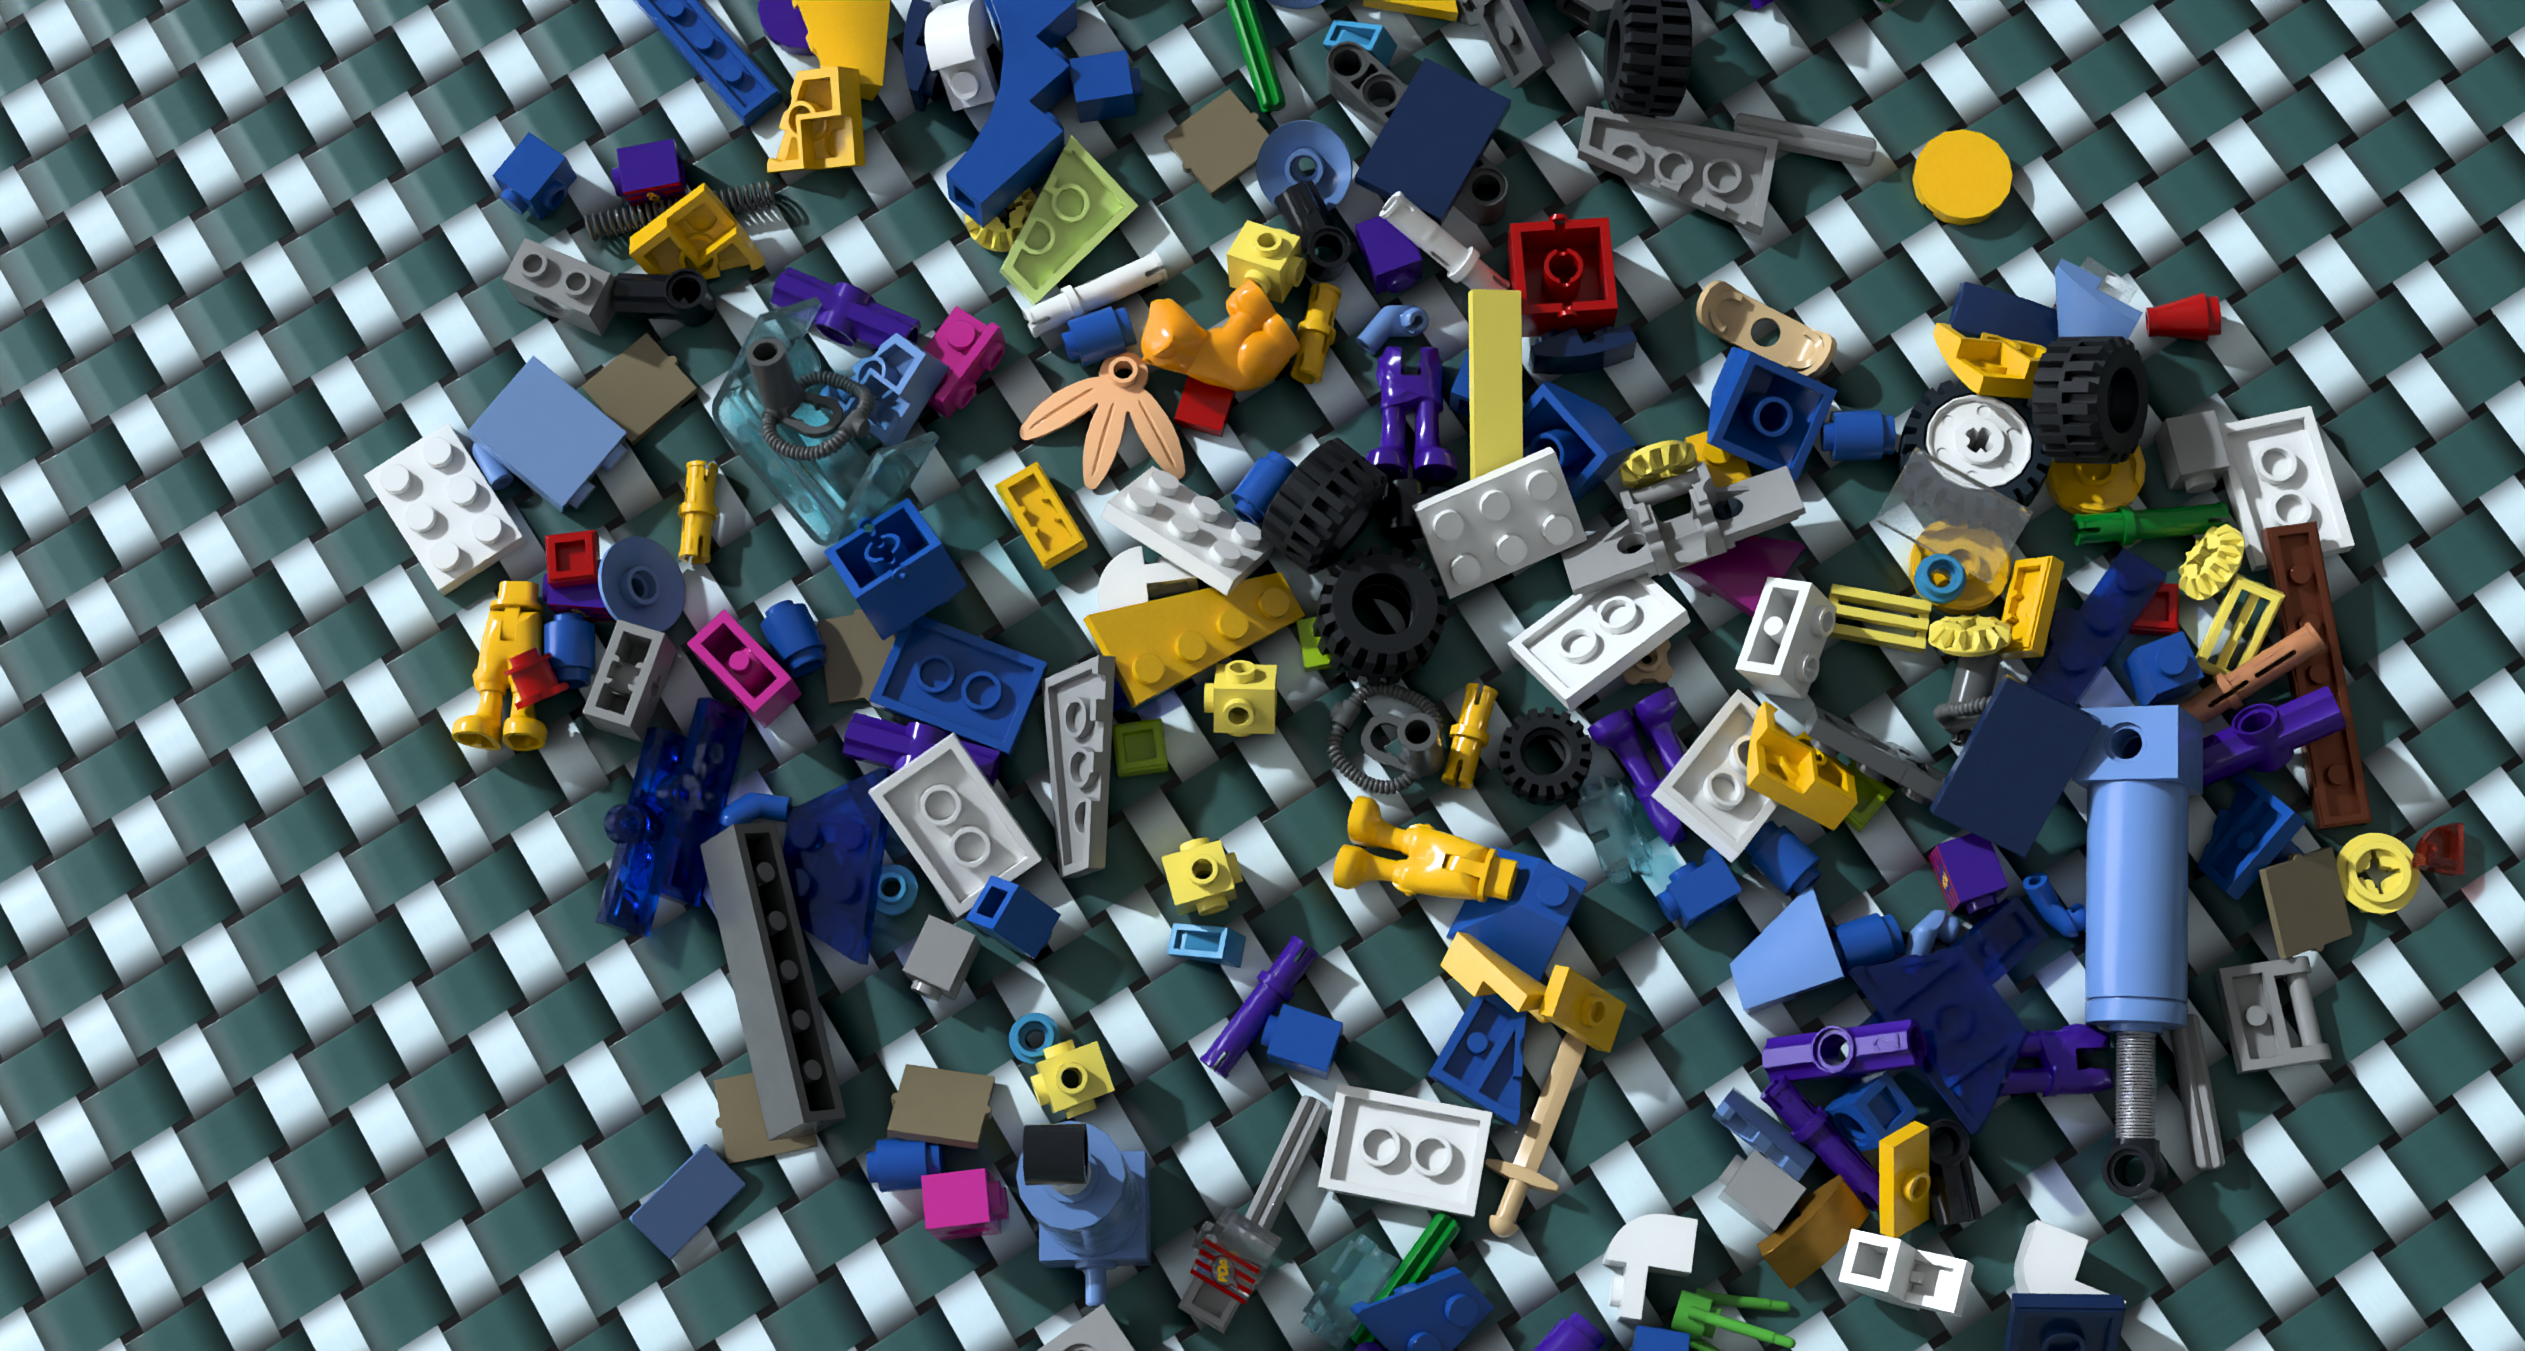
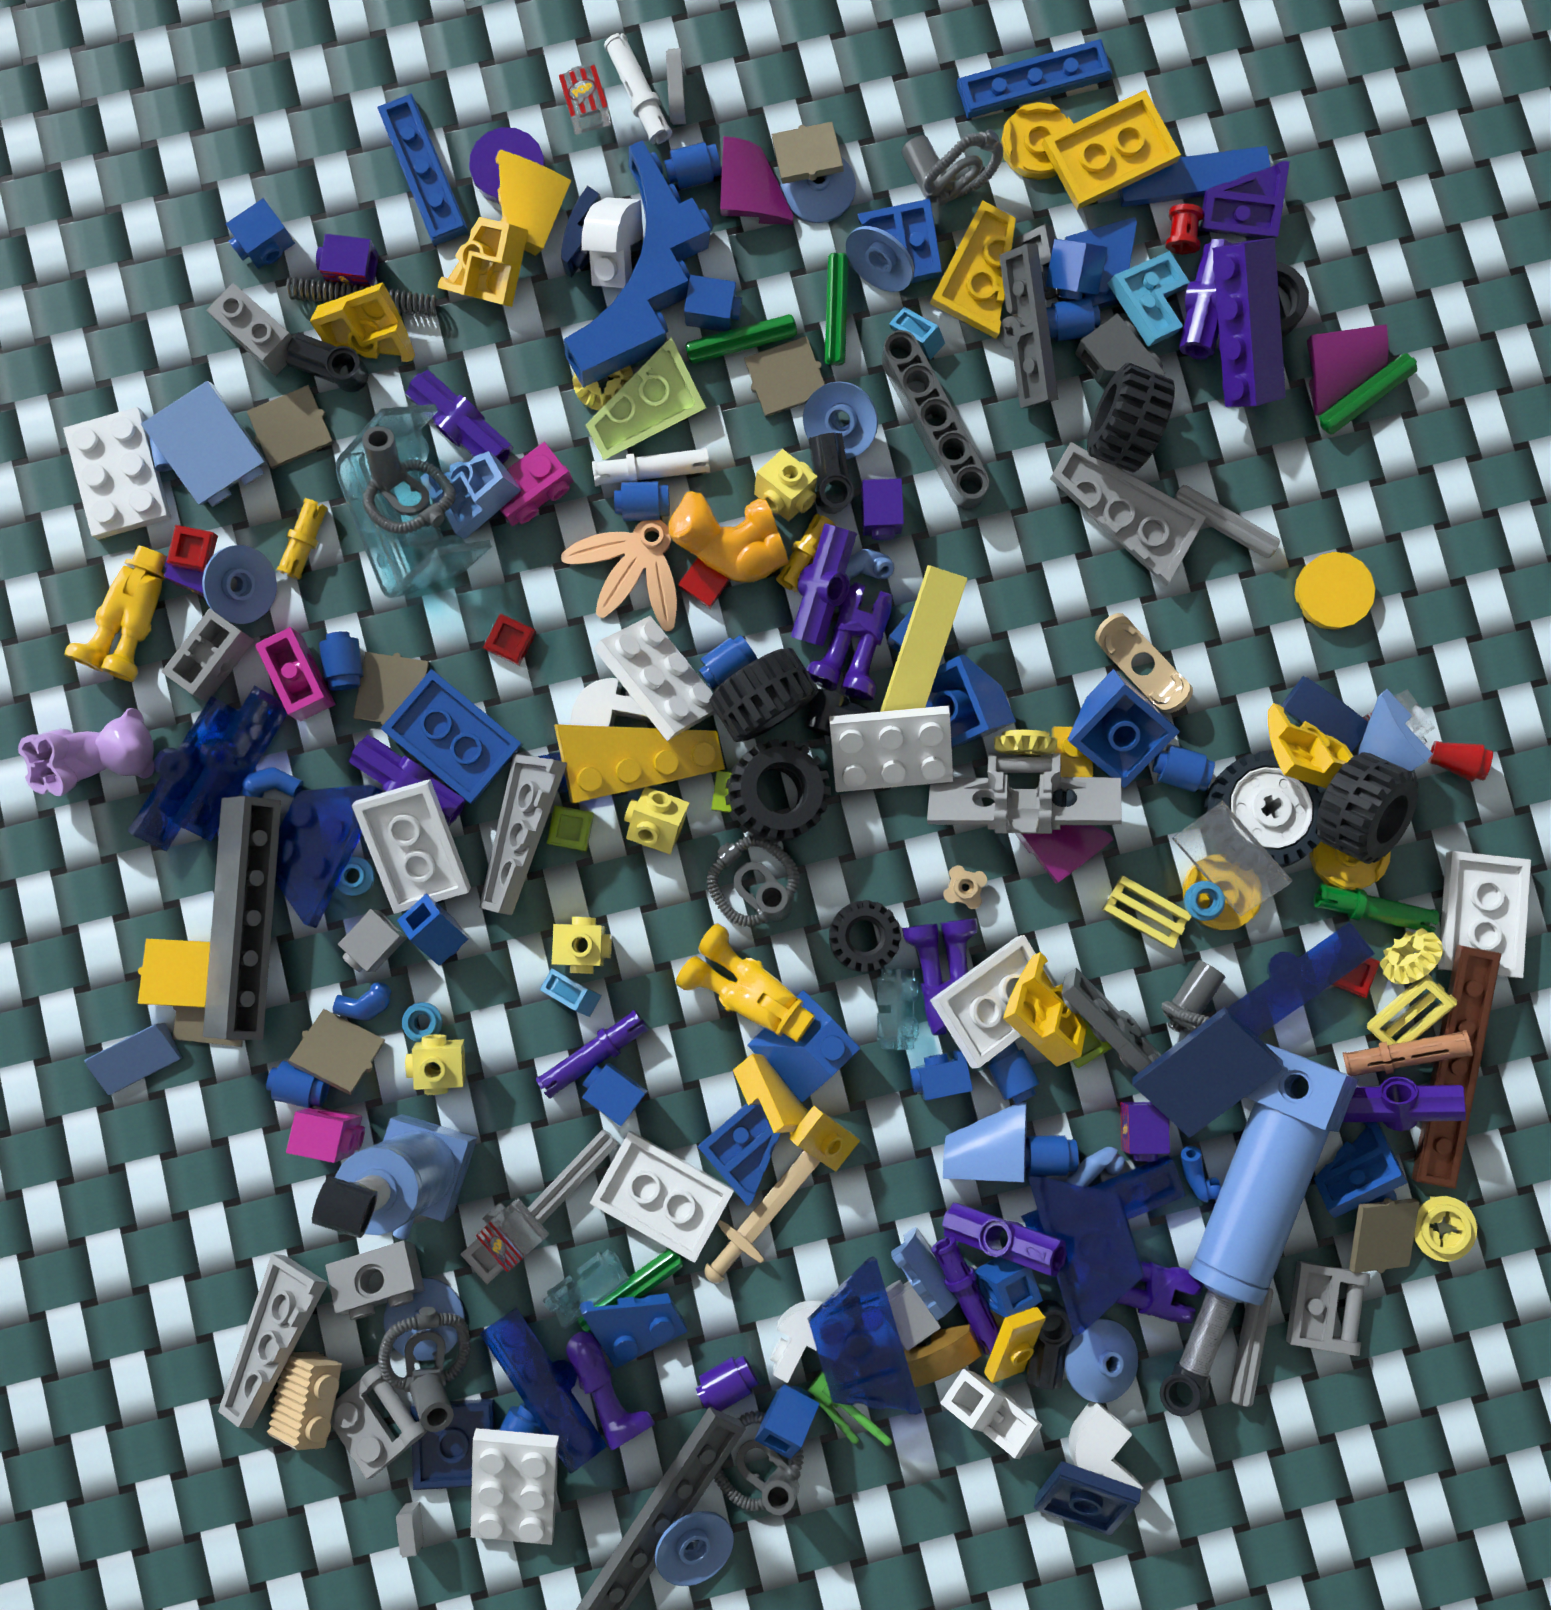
camera: 10 degrees right, 10 degrees up
(490, 858) = (63, 758): none -> lavender animal
(534, 677) = (135, 631): red brick -> none
(572, 648) = (173, 615): blue brick -> none
(708, 1080) = (174, 973): none -> yellow piece
(896, 568) = (429, 636): blue brick -> none
(959, 1042) = (365, 1007): none -> blue arm
(990, 549) = (509, 639): none -> red tile
(1041, 516) = (554, 627): yellow plate -> none
(1152, 115) = (741, 338): none -> green axle
(1351, 360) = (823, 584): none -> dark purple piece
(1433, 140) = (943, 433): dark blue tile -> none
(1460, 262) = (931, 534): white pin -> none
(1469, 736) = (814, 901): yellow pin -> none
(1563, 274) = (1005, 571): red brick -> none
(1567, 354) = (988, 632): dark blue slope -> none
(1597, 637) = (934, 861): white plate -> none
(1718, 1237) = (862, 1345): none -> clear blue wing
(1786, 638) = (1074, 909): white brick -> none
(1969, 635) = (1210, 952): light yellow gear -> none
(2002, 1176) = (1087, 1360): none -> medium blue dish
(2031, 605) = (1262, 943): yellow plate -> none
(2163, 670) = (1344, 1026): blue brick -> none
(2192, 451) = (1428, 865): light grey brick -> none
(2441, 850) = (1499, 1226): clear red tile -> none

